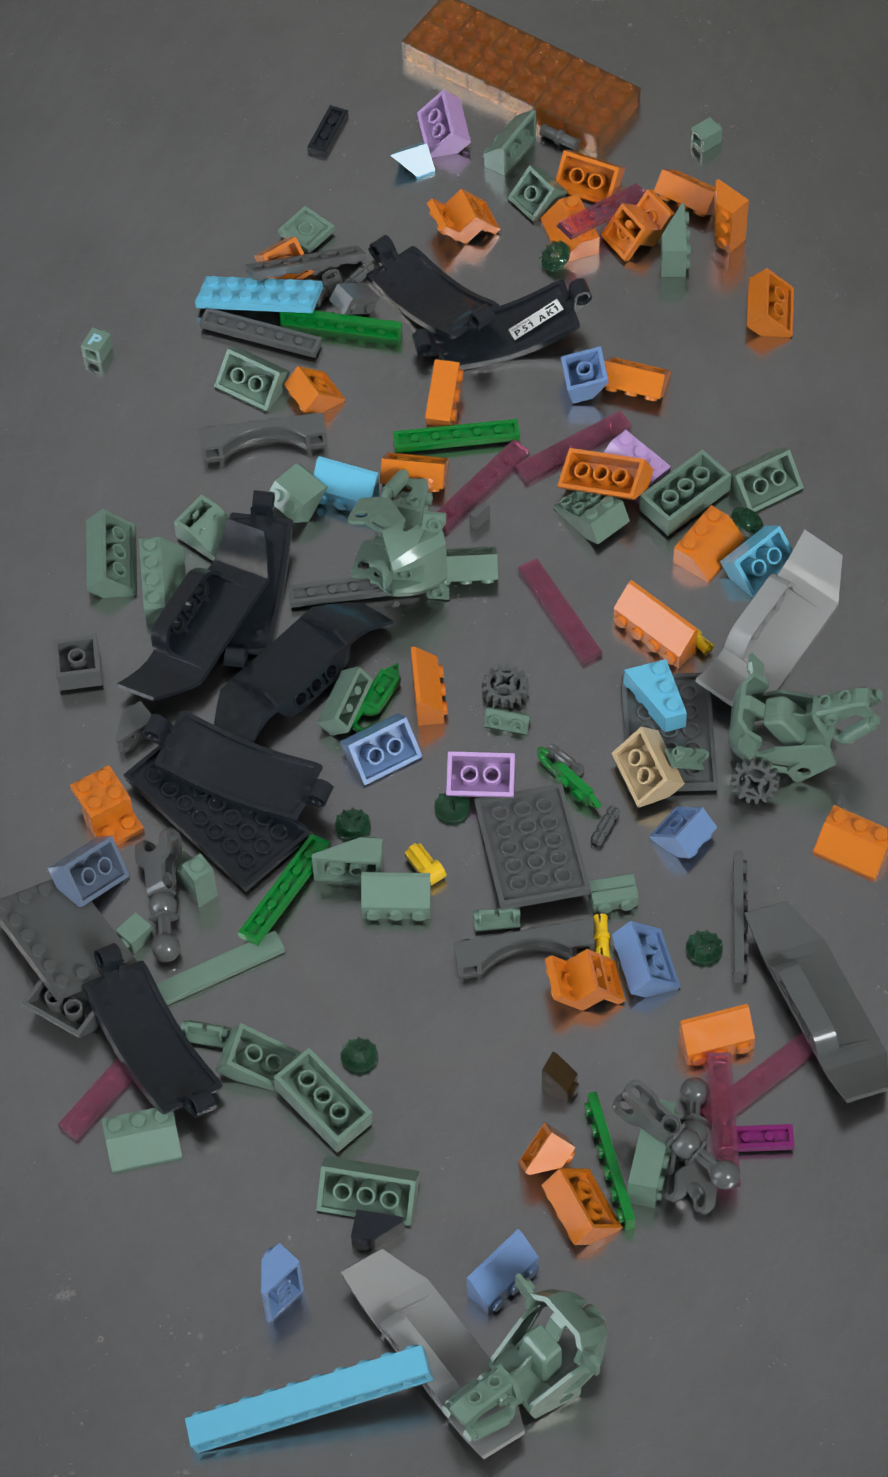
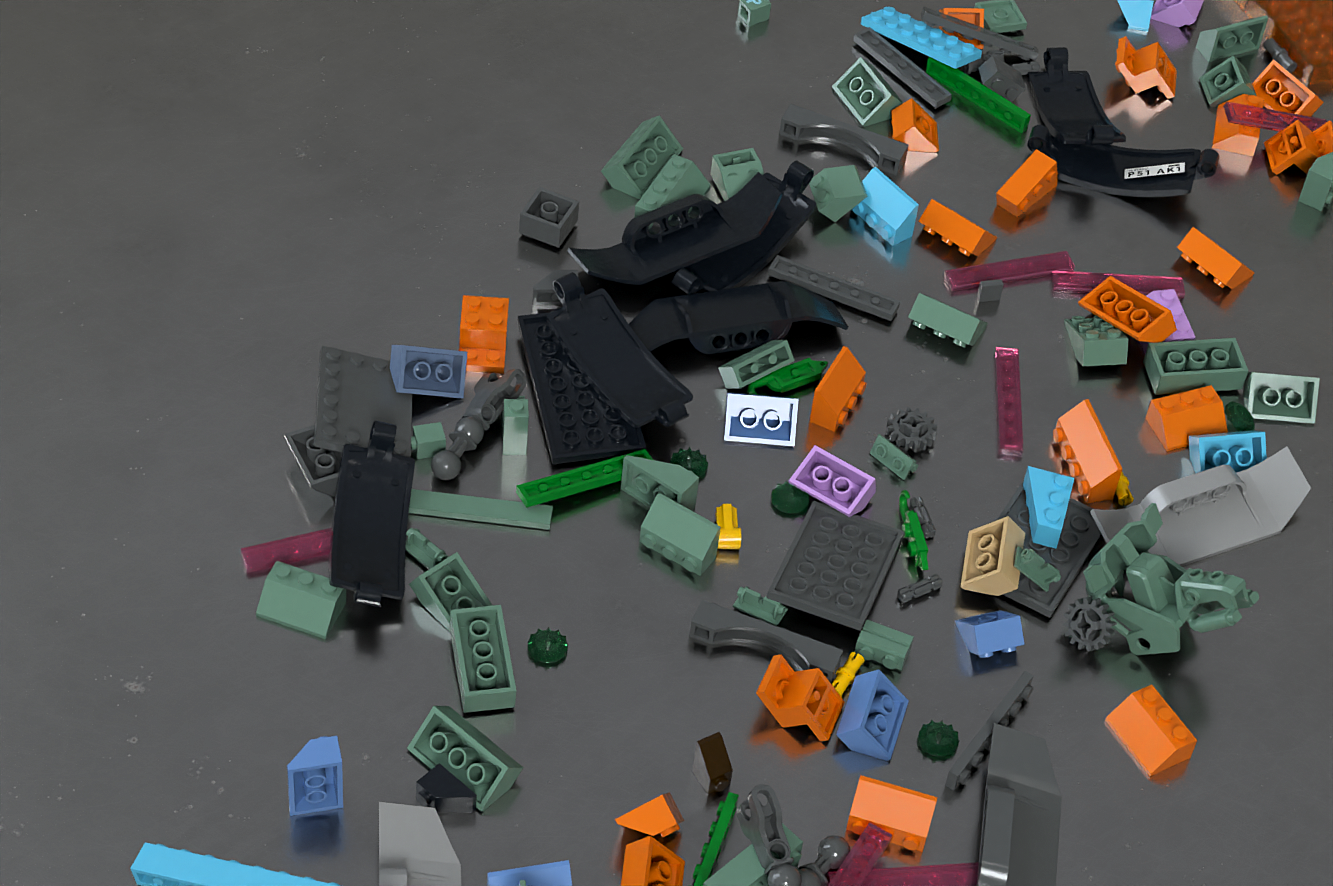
camera: 25 degrees right, 10 degrees down
(410, 546) = (900, 265): sand green piece -> none
(456, 435) = (1016, 222): green plate -> none
(556, 262) = (1204, 141): clear green gear -> none
(585, 374) = (1166, 230): medium blue slope -> none

